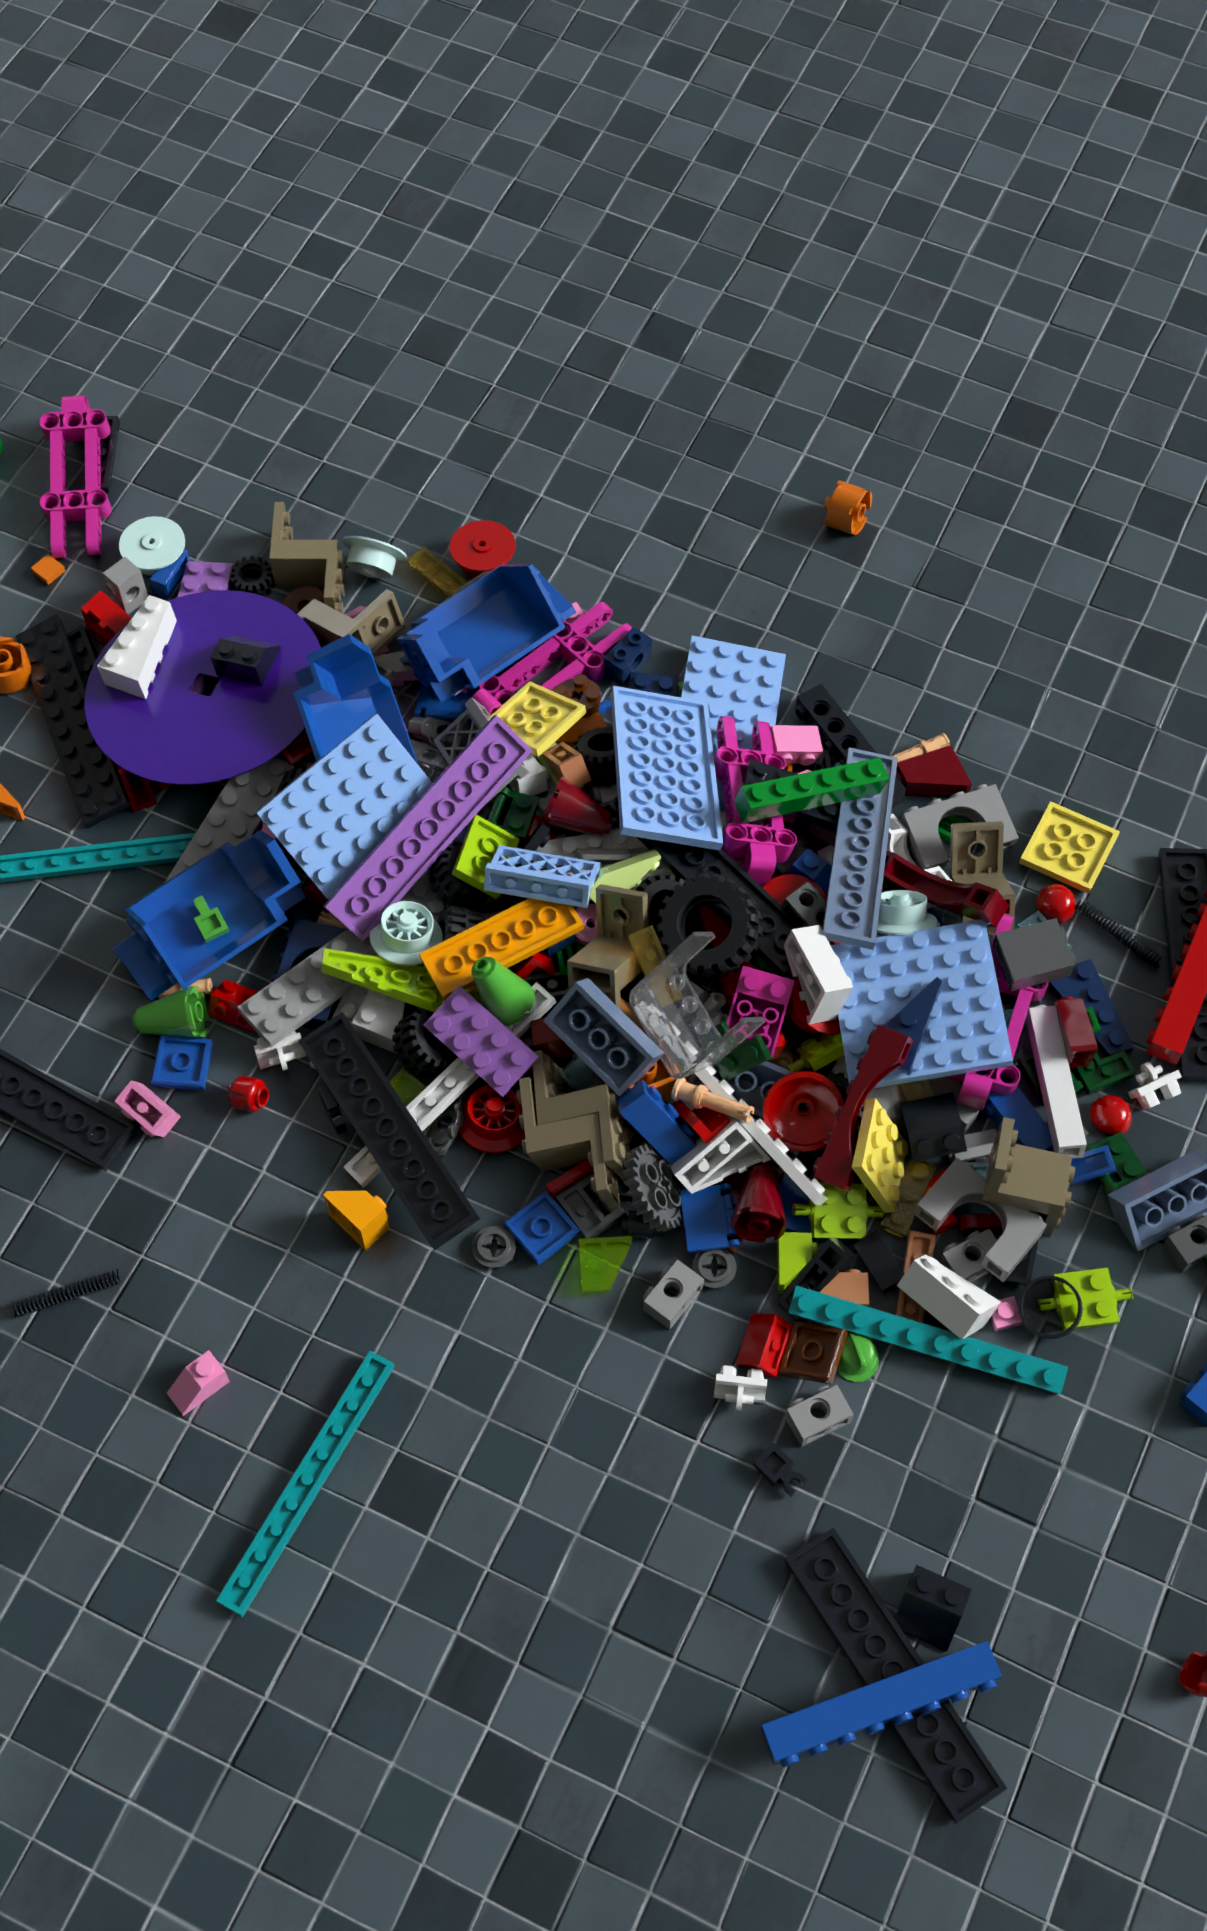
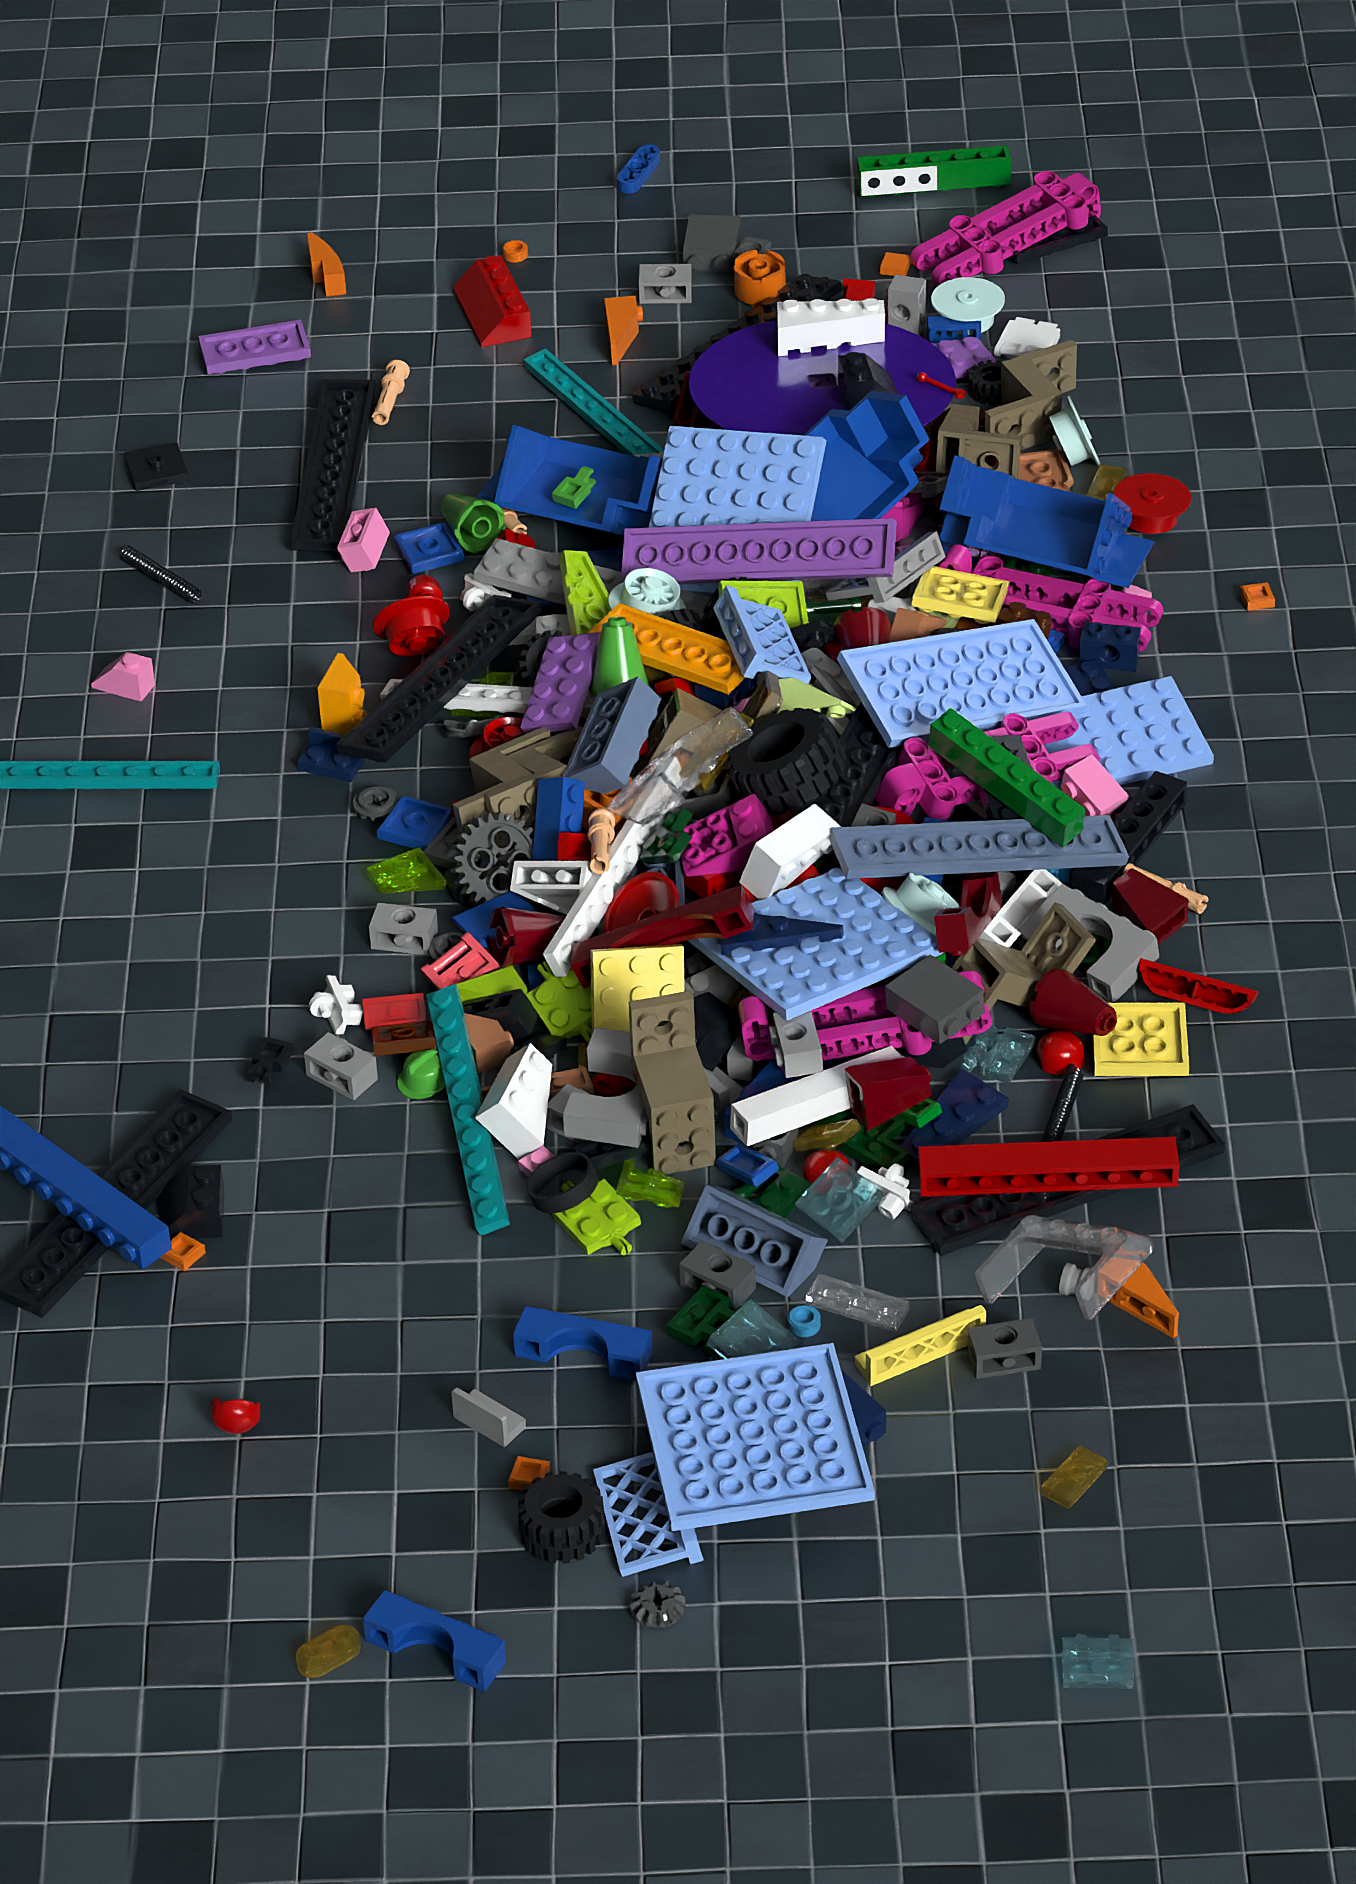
camera: 65 degrees right, 20 degrees down
(216, 531) = (1026, 337): none -> white plate
(292, 603) = (958, 393): none -> red hinge
(302, 1121) = (412, 624): none -> red piece
(372, 587) = (1046, 469): none -> nougat tile
(411, 1258) = (323, 757): none -> dark blue bracket
(617, 542) = (1257, 596): none -> orange tile
(759, 1272) = (472, 965): none -> coral plate
(974, 1633) = (184, 1251): none -> orange tile
(1036, 1063) = (797, 1045): none -> light grey brick
(1037, 870) = (1070, 1005): none -> dark red cone
(1040, 784) = (1195, 988): none -> red brick
(1072, 1246) = (650, 1187): none -> clear neon green wing
(1092, 1092) = (826, 1135): none -> clear yellow plate
(1158, 1120) = (839, 1200): none -> clear light blue plate

